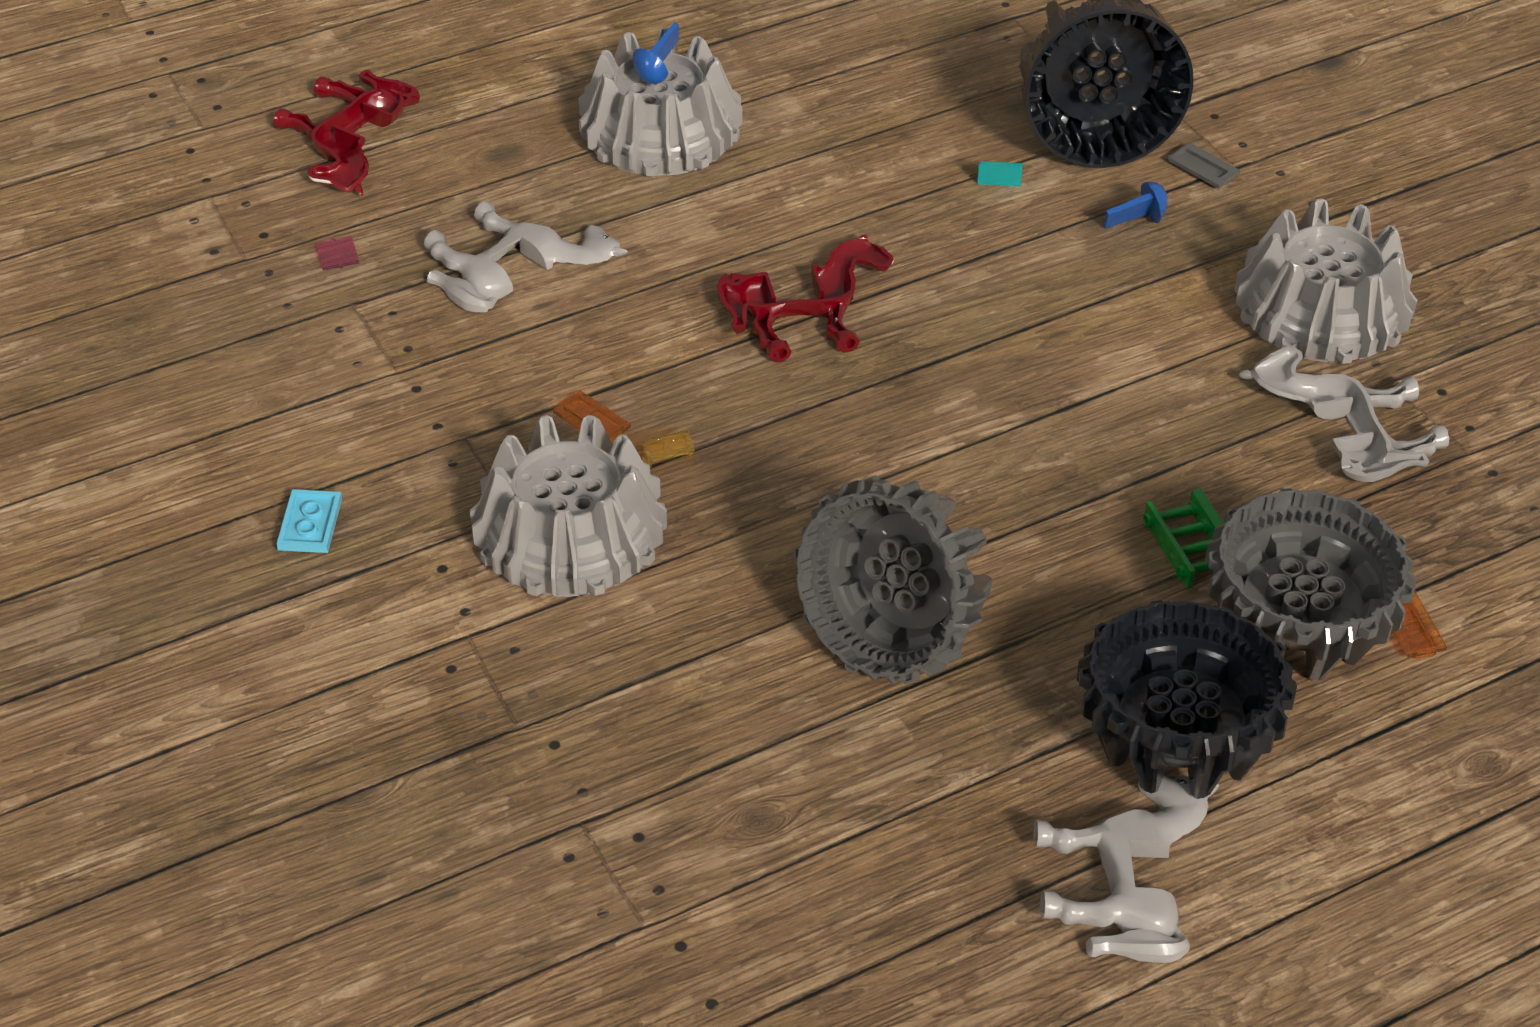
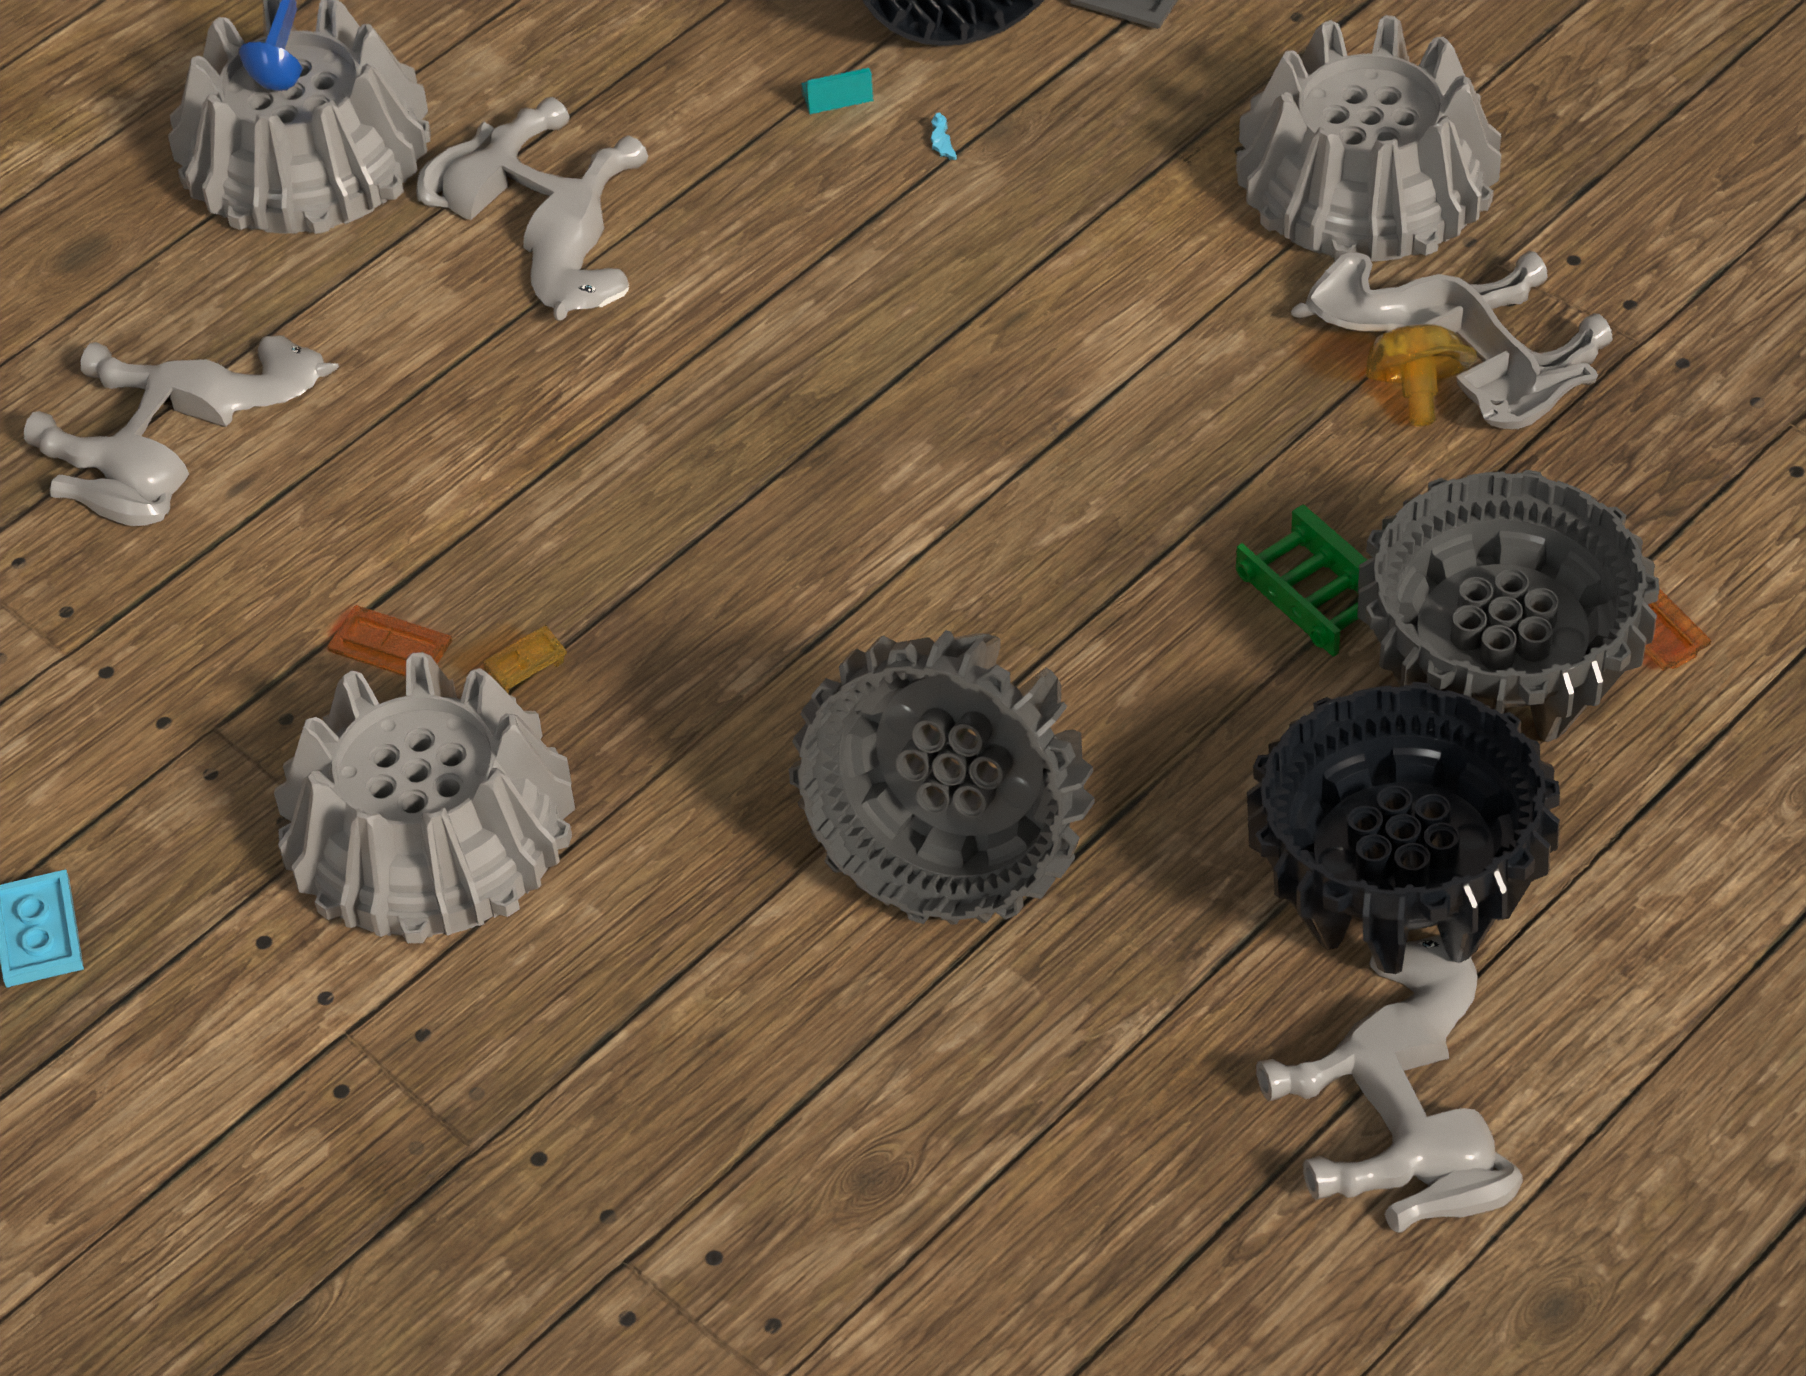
camera: 15 degrees left, 5 degrees up
(797, 207) = (562, 226): none -> light grey animal
(833, 288) = (666, 339): dark red animal -> none
(1053, 218) = (940, 139): none -> medium azure piece
(1151, 203) = (1076, 79): blue piece -> none
(1309, 421) = (1419, 358): none -> clear yellow piece

